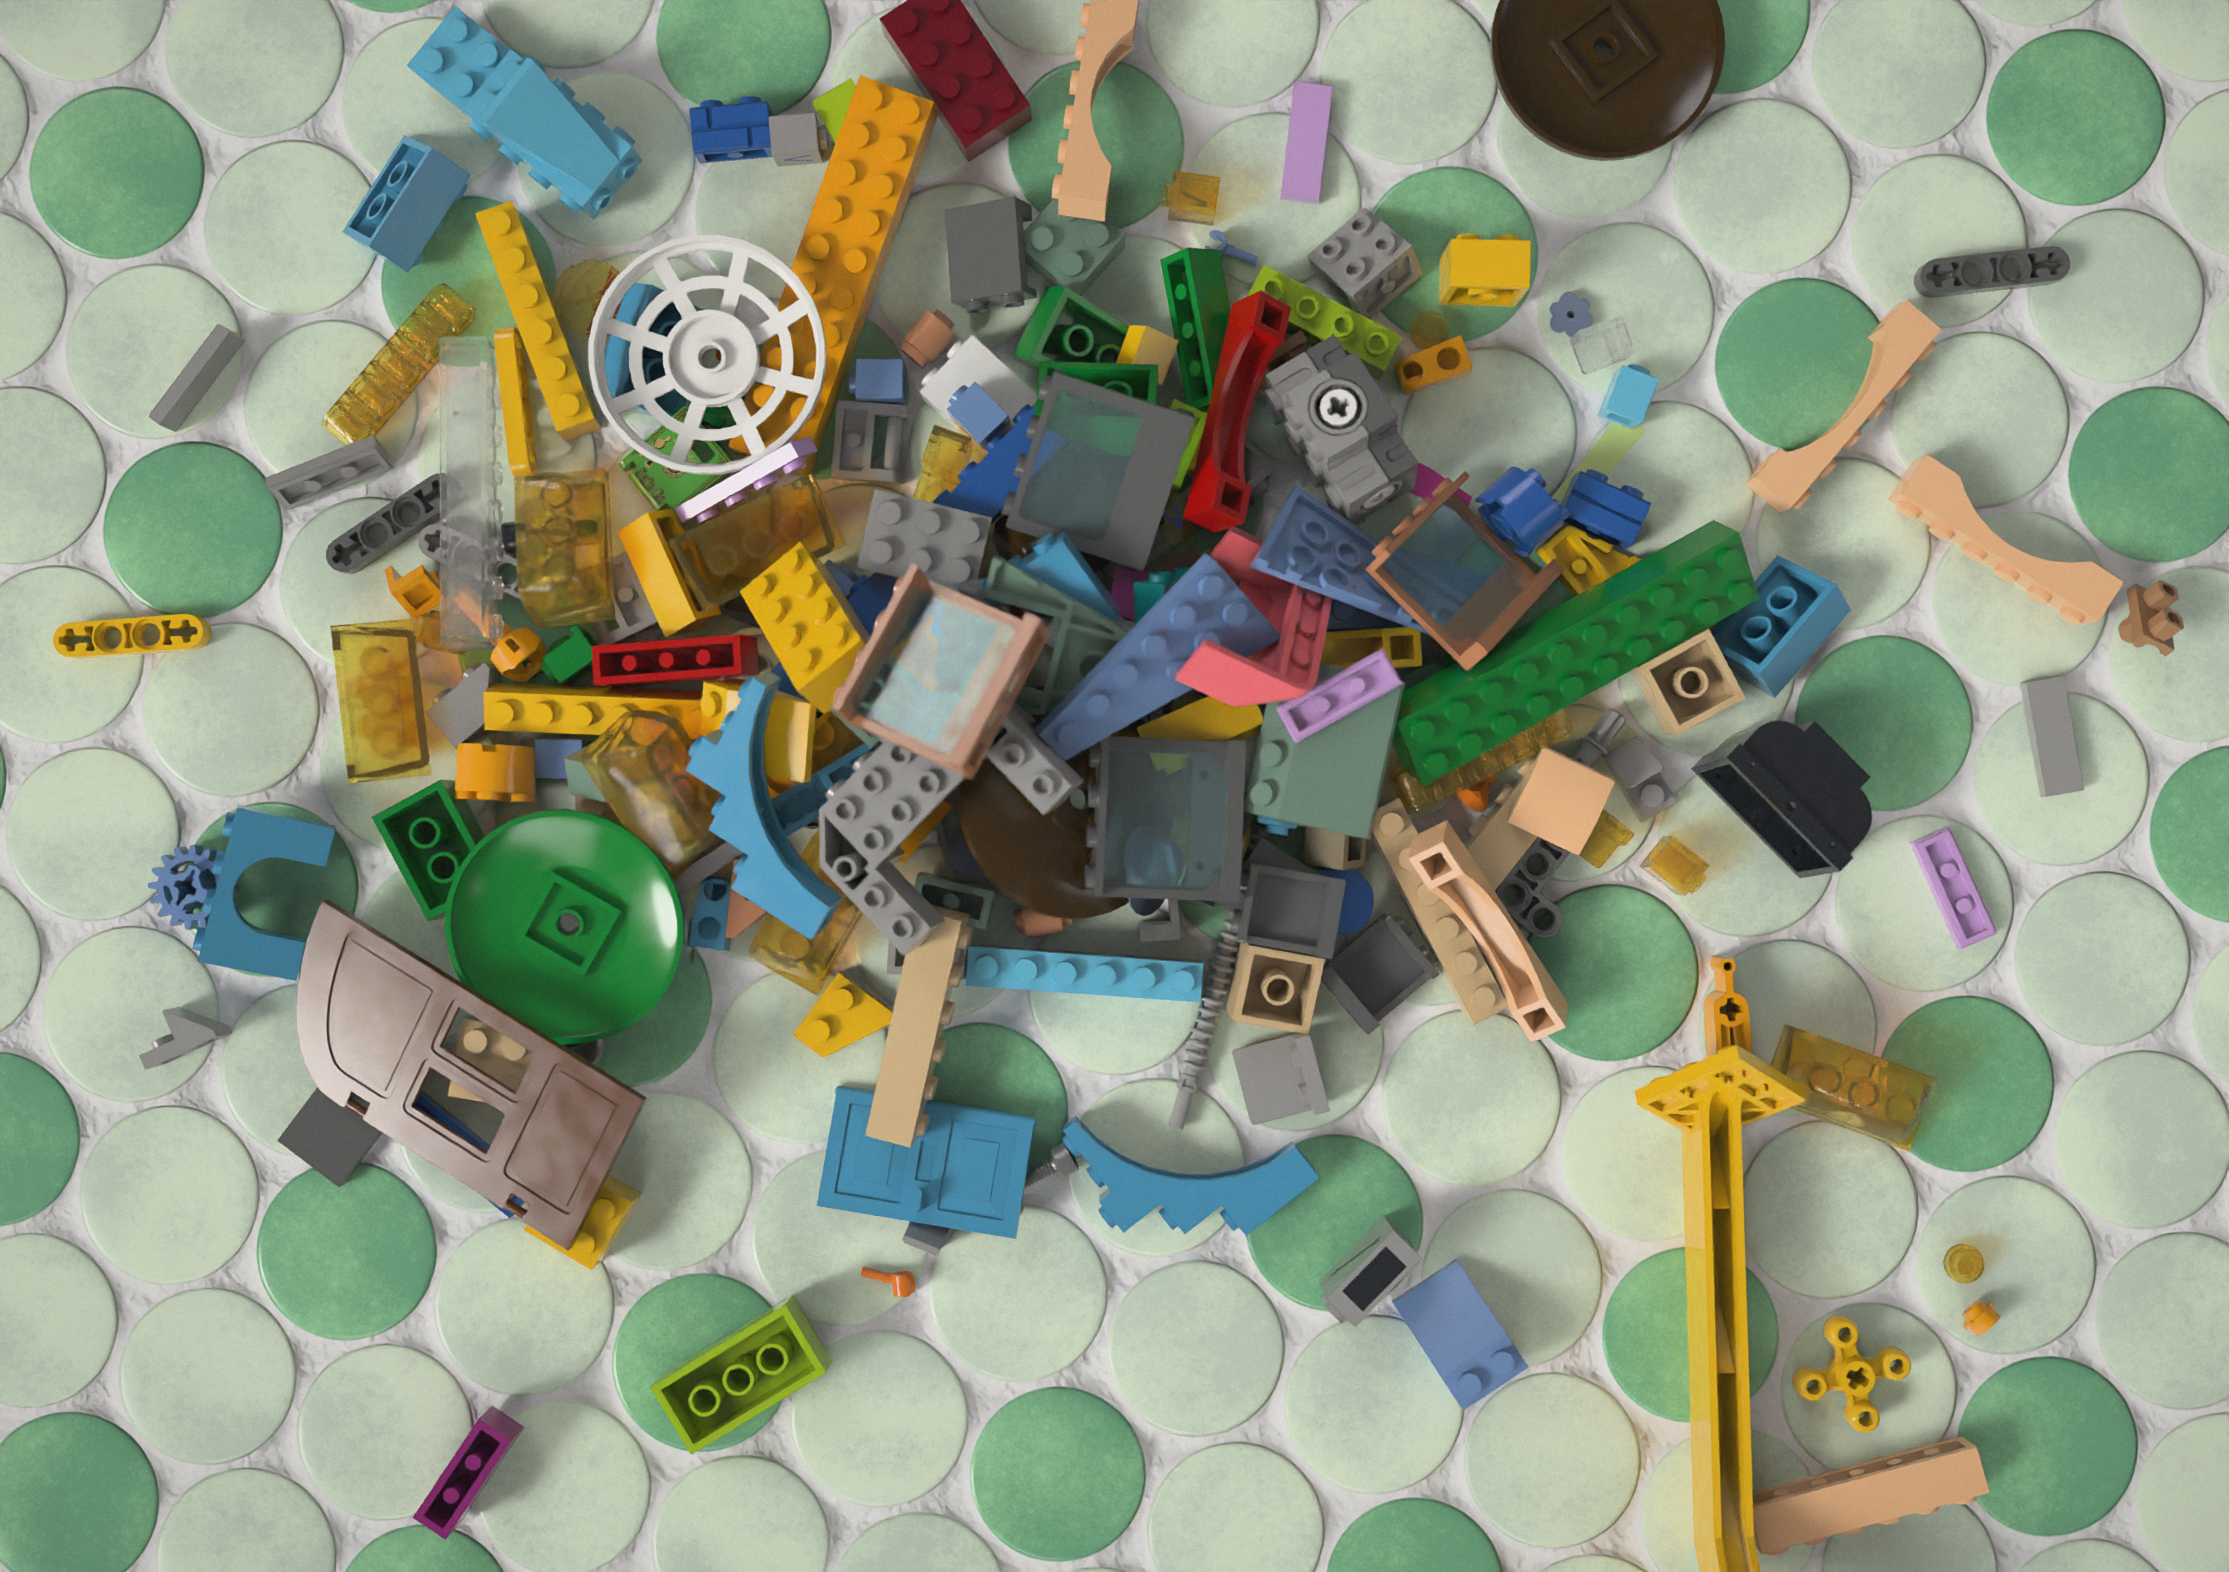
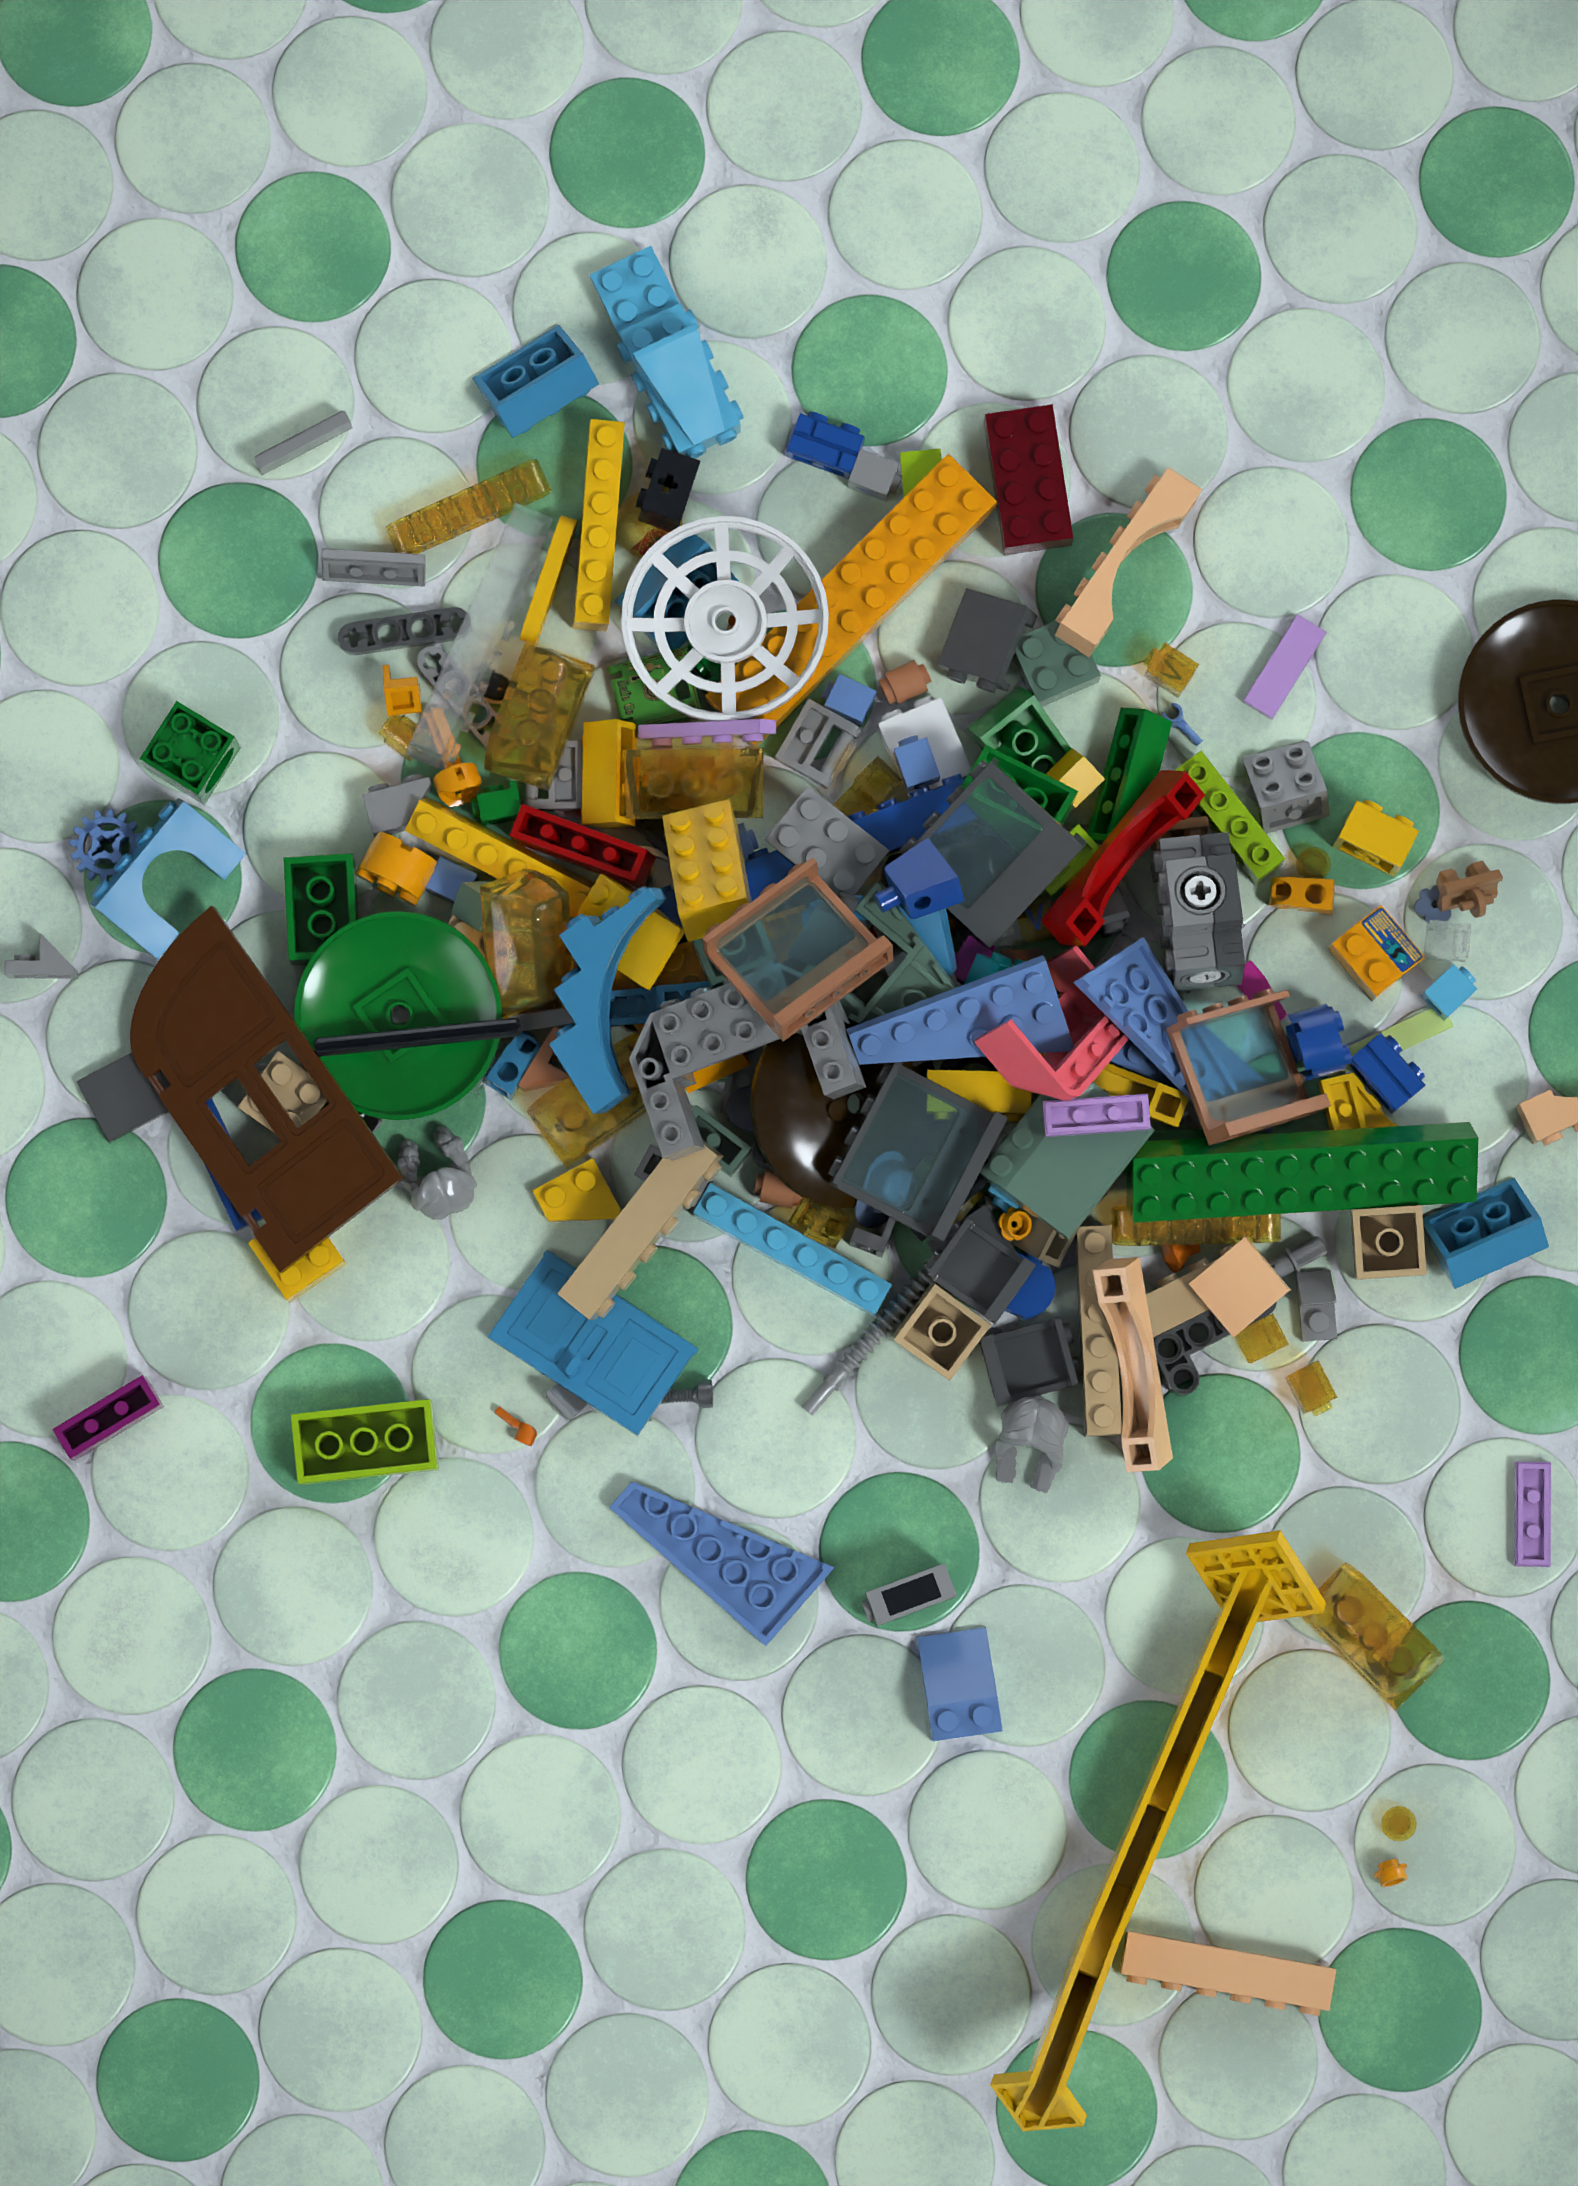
camera: 20 degrees right, 5 degrees down
(132, 636) = (149, 627): yellow beam -> none
(226, 753) = (190, 753): none -> green brick
(381, 701) = (332, 769): clear yellow windscreen -> none
(593, 231) = (676, 473): none -> black brick
(594, 941) = (417, 1037): none -> black axle
(701, 1080) = (441, 1190): none -> light grey hair
(1039, 537) = (920, 882): none -> blue torso
(1100, 933) = (820, 1222): none -> clear yellow brick
(1134, 1190) = (750, 1445): dark azure arch -> none
(1179, 1320) = (738, 1569): none -> medium blue wing
(1280, 1078) = (910, 1410): light grey bracket -> none
(1309, 844) = (1022, 1224): none -> light orange plate
(1417, 1038) = (1035, 1424): none -> light grey hair
(1535, 392) = (1376, 952): none -> light orange slope
(1604, 286) = (1468, 893): none -> medium nougat hips
(1734, 1025) = (1303, 1537): light orange piece -> none
(1800, 790) = (1436, 1365): black container -> none
(1856, 1387) = (1261, 1883): yellow gear -> none

